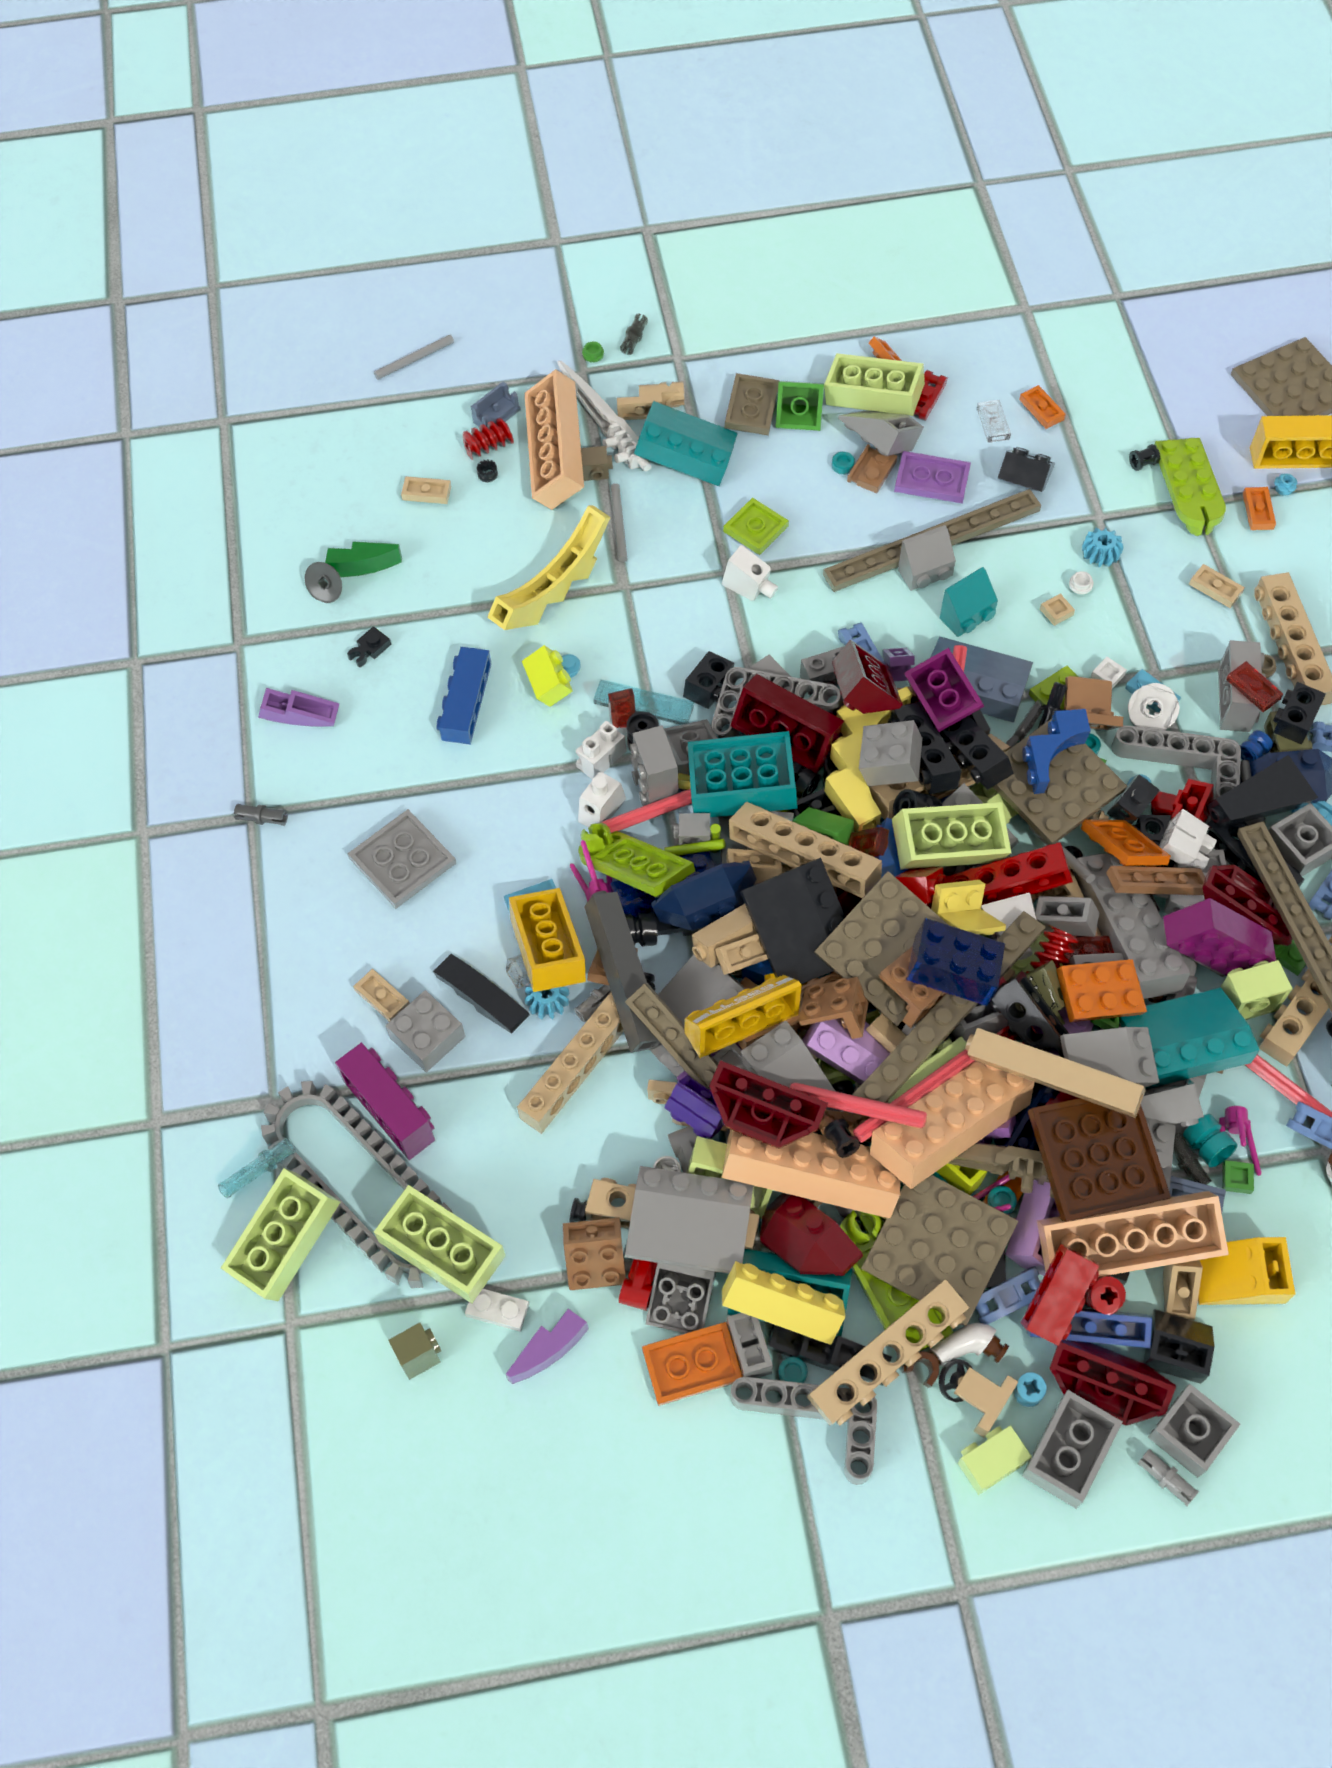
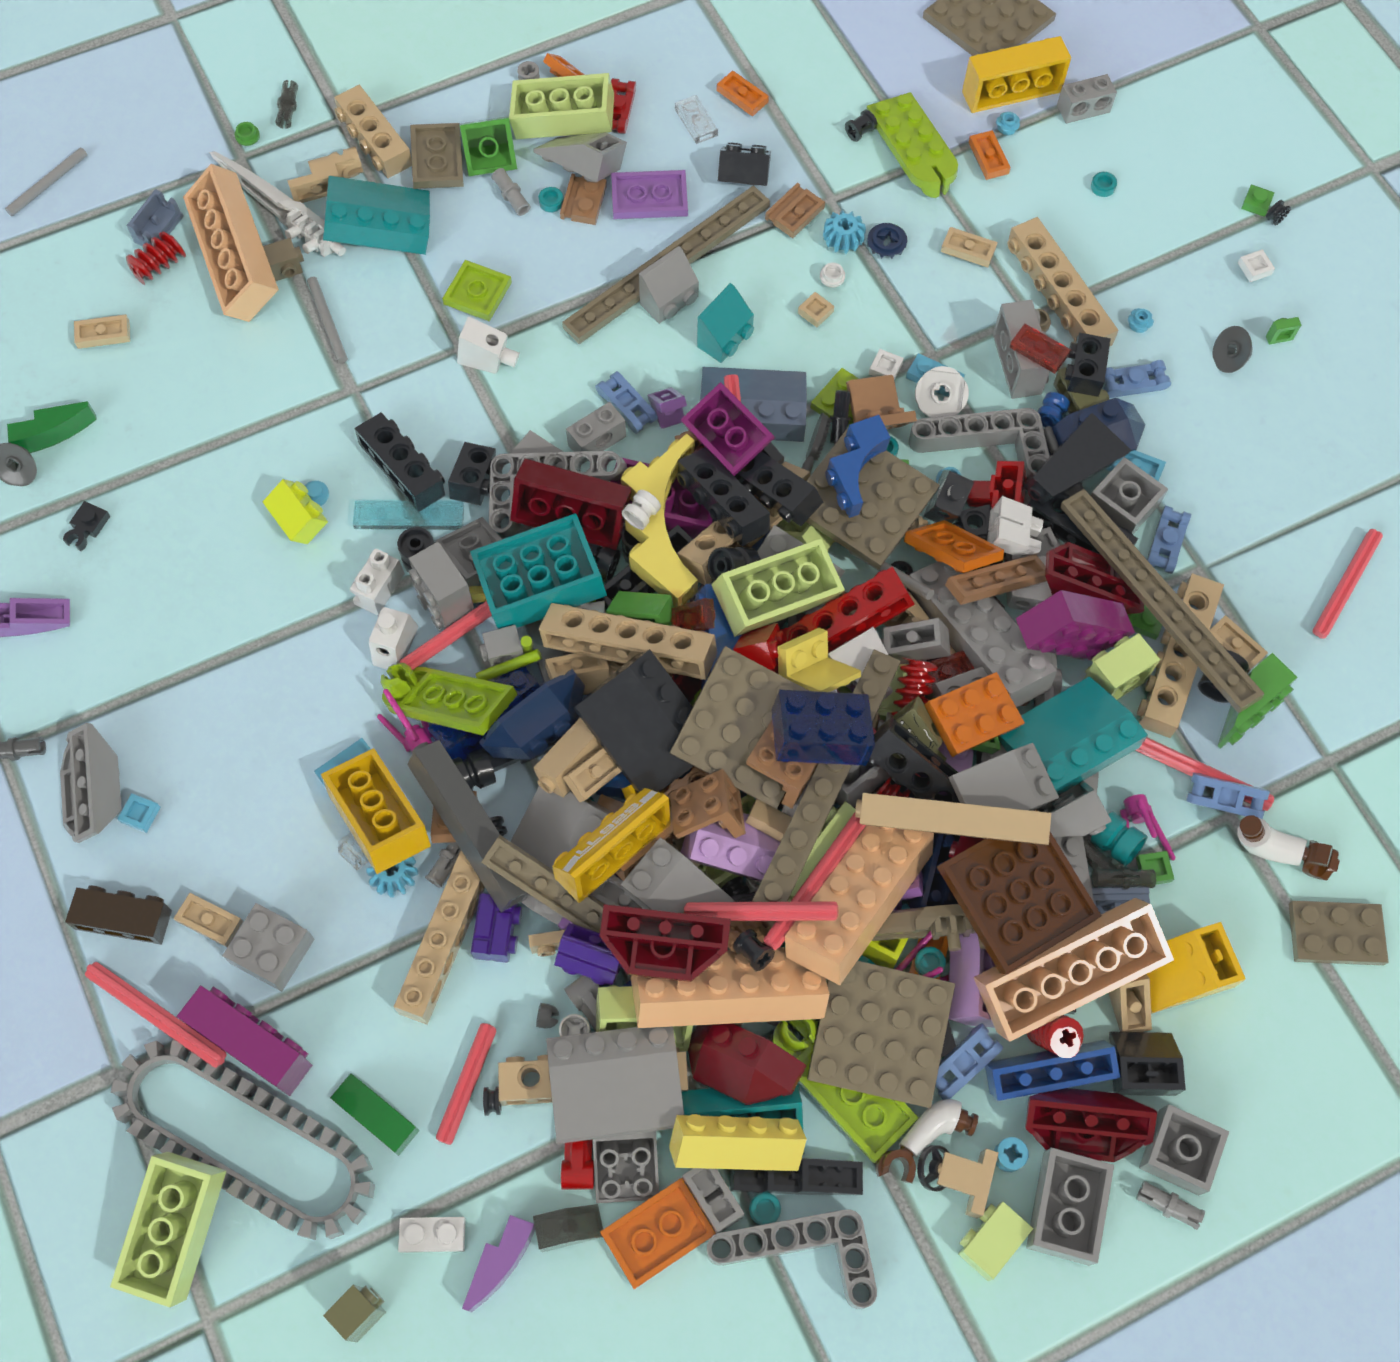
camera: 20 degrees left, 5 degrees up
(265, 1162) = (142, 1132): clear light blue pin -> none
(309, 971) = (119, 914): none -> dark brown brick
(314, 856) = (88, 783): none -> light grey wedge
(317, 1060) = (156, 1014): none -> coral axle
(348, 893) = (139, 813): none -> medium azure plate
(402, 858) = (188, 758): light grey plate -> none
(440, 1244) = (350, 1187): yellowish green brick -> none
(464, 695) = (208, 555): blue brick -> none
(477, 1194) = (375, 1114): none -> green slope
(481, 993) = (319, 887): black slope -> none
(484, 466) = (161, 289): black bush -> none
(561, 1191) = (466, 1084): none -> coral axle
(573, 562) = (272, 407): light yellow arch -> none
(594, 1253) = (520, 1144): medium nougat bracket -> none
(614, 1335) = (568, 1227): none -> clear smoke slope
(621, 707) = (386, 528): clear red plate -> none
(621, 1069) = (494, 931): none -> dark purple brick
(646, 1154) = (544, 1016): none -> dark grey hinge
(649, 655) = (400, 461): none -> black brick
(702, 372) = (373, 131): none -> tan brick
(809, 448) = (510, 191): none -> light grey pin
(844, 742) = (641, 509): none -> white wheel
(852, 345) = (528, 67): none -> light grey bush
(864, 681) = (641, 438): dark red slope -> none
(890, 753) = (691, 513): light grey brick -> none
(941, 1298) = (807, 1229): tan brick -> none
(1060, 1295) = (1019, 1052): brick -> none
(1062, 519) = (795, 210): none -> medium nougat plate
(1137, 555) = (880, 233): none -> dark blue gear
(1204, 1175) = (1123, 878): none -> clear smoke pin

